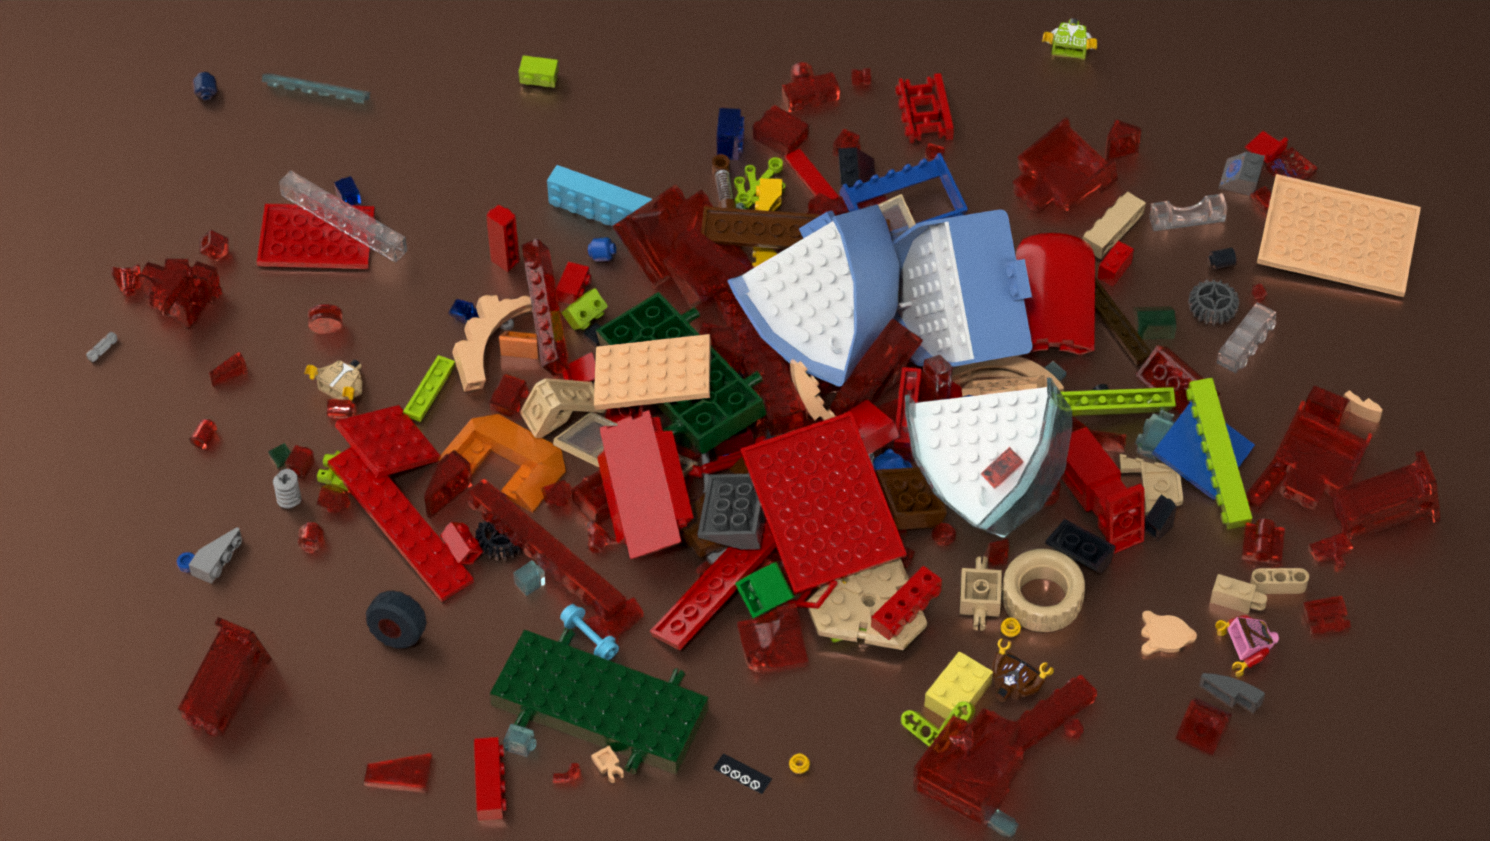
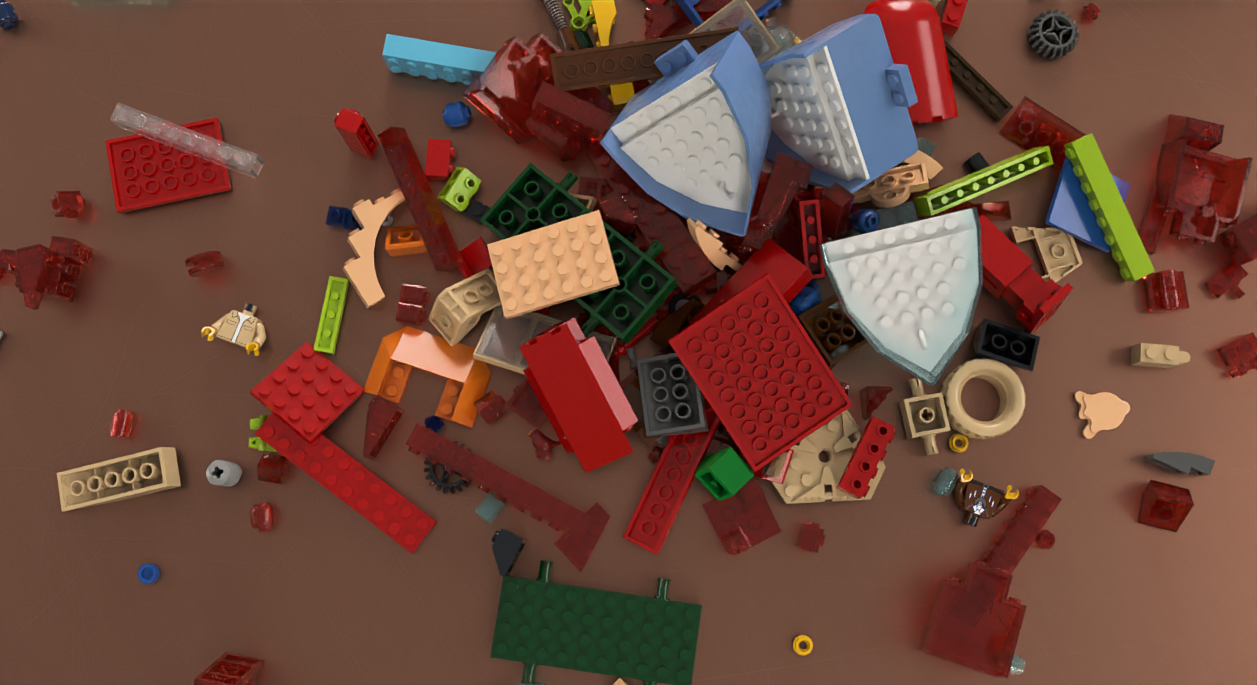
camera: 20 degrees left, 25 degrees up
(188, 475) = (119, 479): none -> tan slope
(211, 558) = (171, 569): light grey slope -> none
(228, 370) = (126, 342): clear red slope -> none
(279, 455) = (206, 427): clear green tile -> none
(300, 461) = (227, 432): clear red brick -> none
(340, 408) = (250, 362): clear red brick -> none
(347, 191) = (184, 106): clear blue brick -> none
(396, 619) = (375, 600): black wheel -> none
(461, 543) = (413, 487): red brick -> none
(537, 603) = (507, 549): none -> black slope
(573, 616) = (544, 542): medium azure piece -> none
(742, 773) = (751, 667): black sticker -> none
(834, 672) = (810, 537): none -> clear red brick
(934, 730) = (929, 581): lime beam -> none
(939, 562) = (871, 398): none -> clear red slope
(944, 539) = (867, 360): clear red plate -> none
(960, 681) = (930, 526): light yellow brick -> none
(986, 654) = (945, 482): none -> clear light blue brick
(1002, 467) = (940, 311): clear red tile -> none
(1153, 433) = (1038, 196): clear light blue brick -> none
(1155, 322) = (1004, 67): clear green slope -> none
(1160, 518) = (1079, 284): black slope -> none
(1246, 338) = (1094, 67): clear brick -> none
(1250, 639) = (1184, 402): torso -> none
(1288, 577) = (1199, 326): tan beam -> none
(1367, 410) = (1227, 118): light nougat slope -> none

